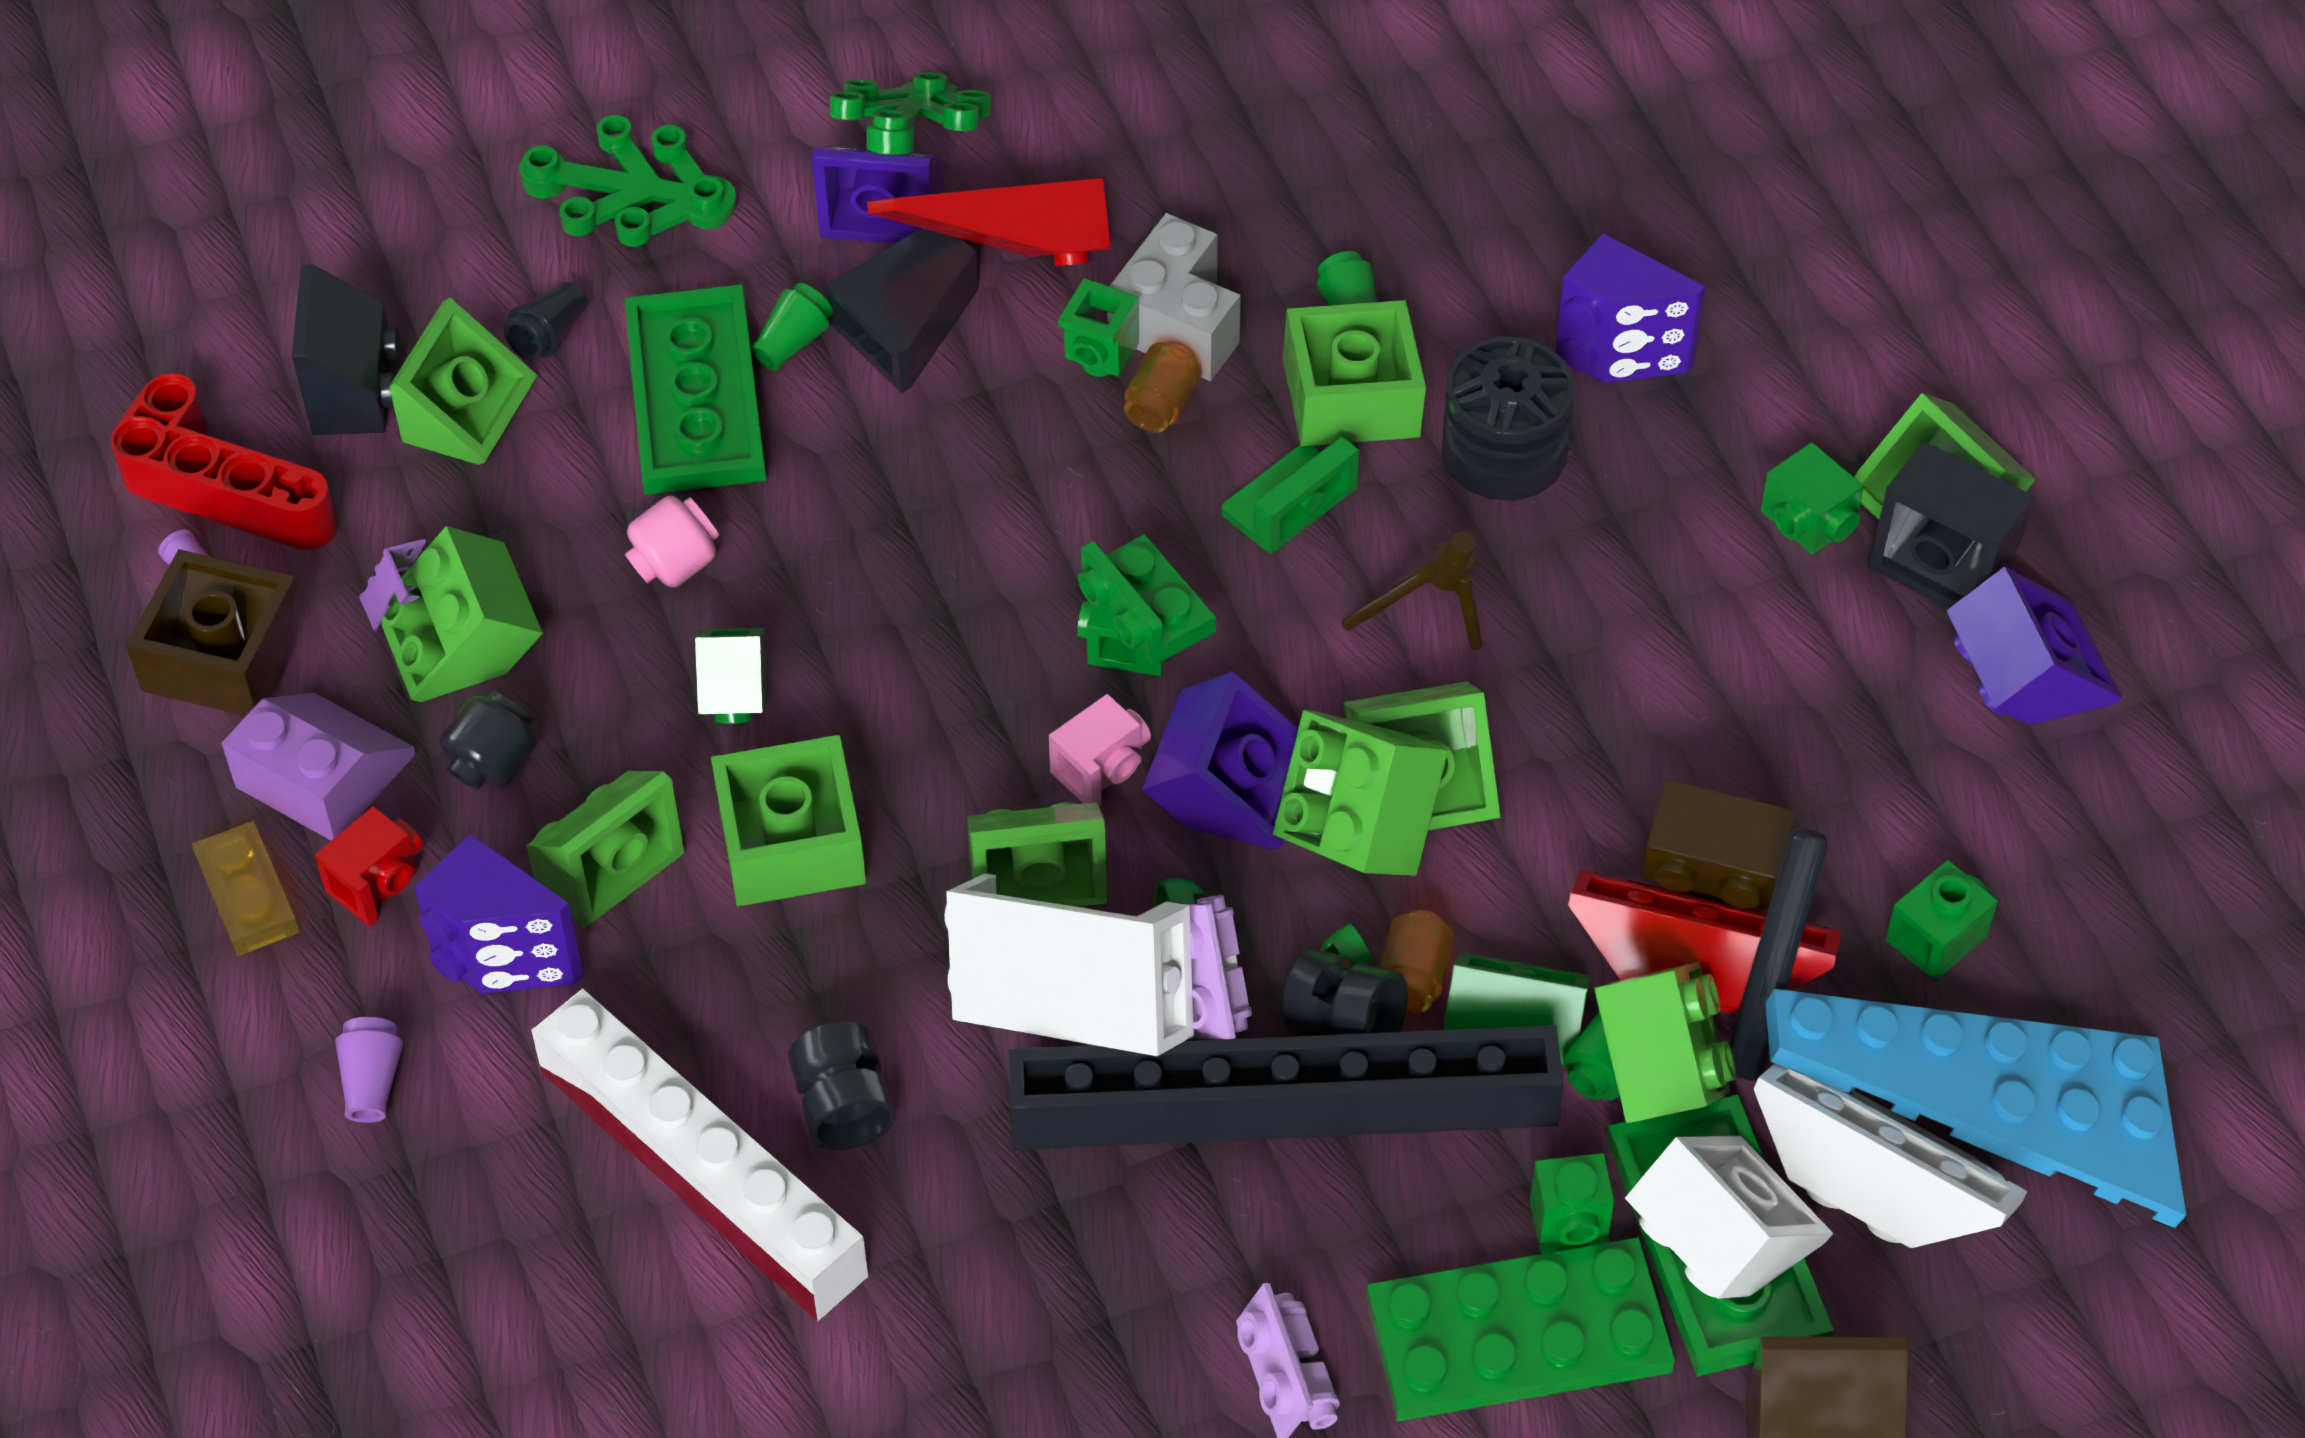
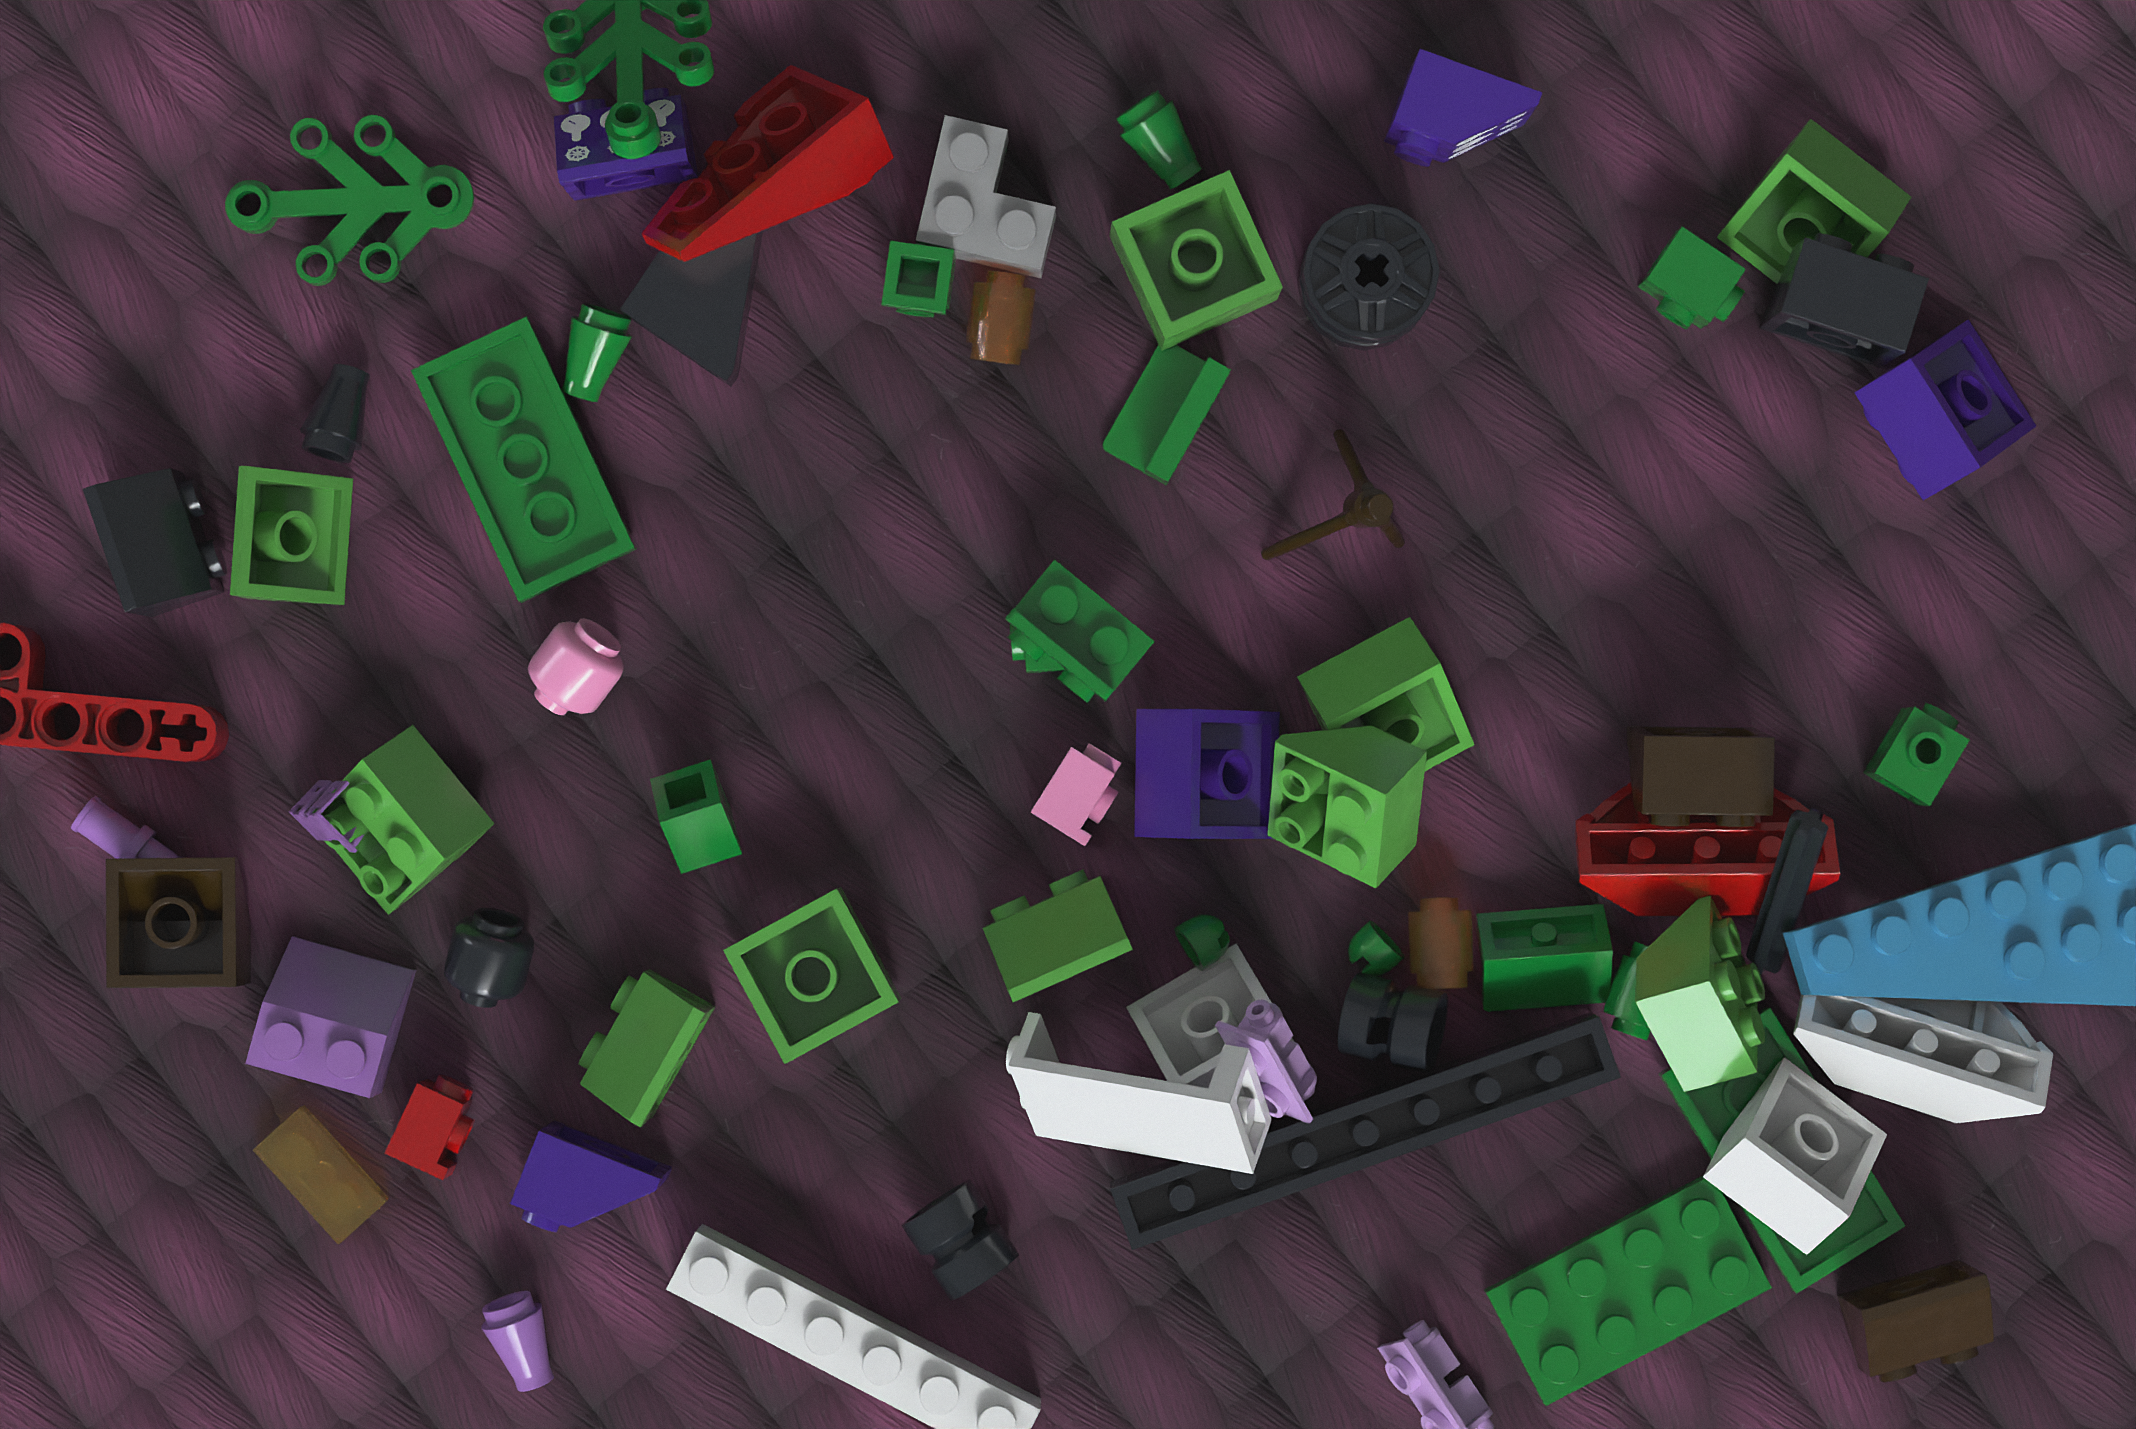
camera: 20 degrees left, 35 degrees up
(1571, 1202) = (1649, 1168): green brick -> none

